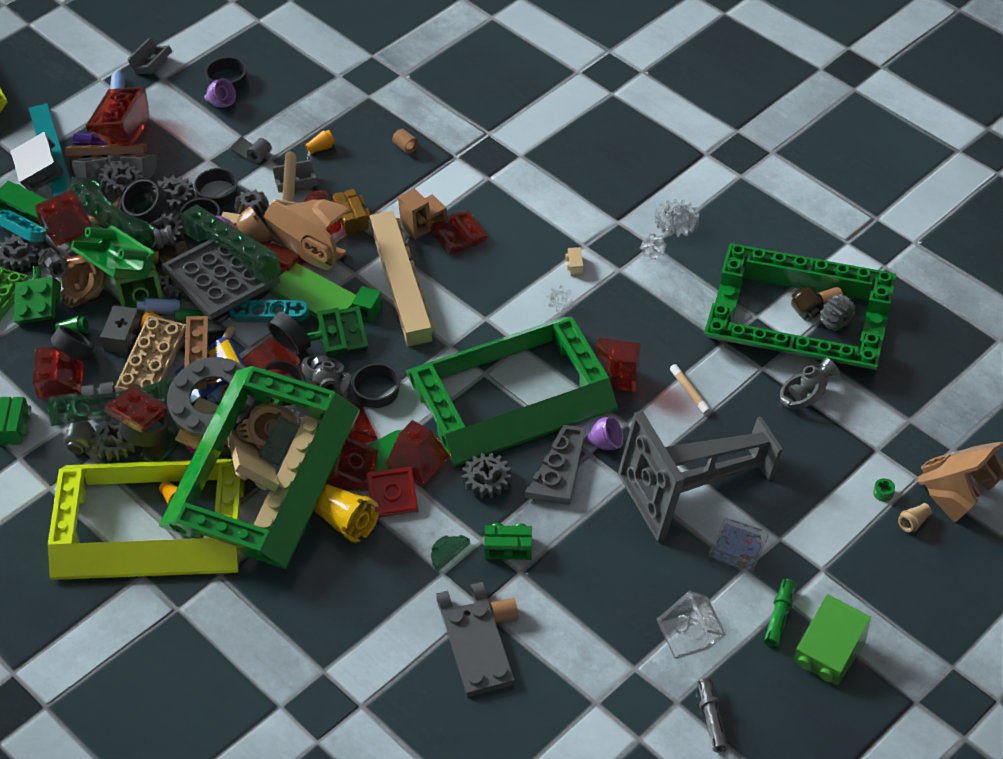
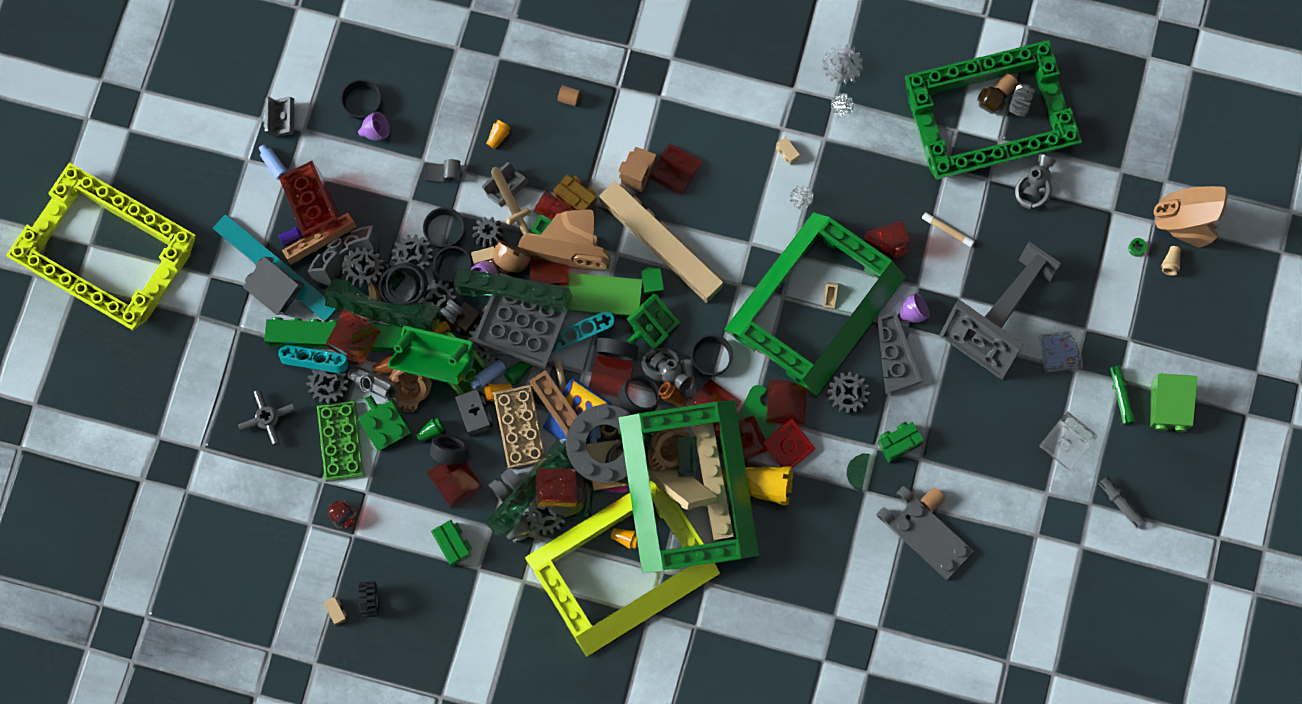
camera: 30 degrees left, 25 degrees up
(531, 390) = (830, 294): none -> tan piece

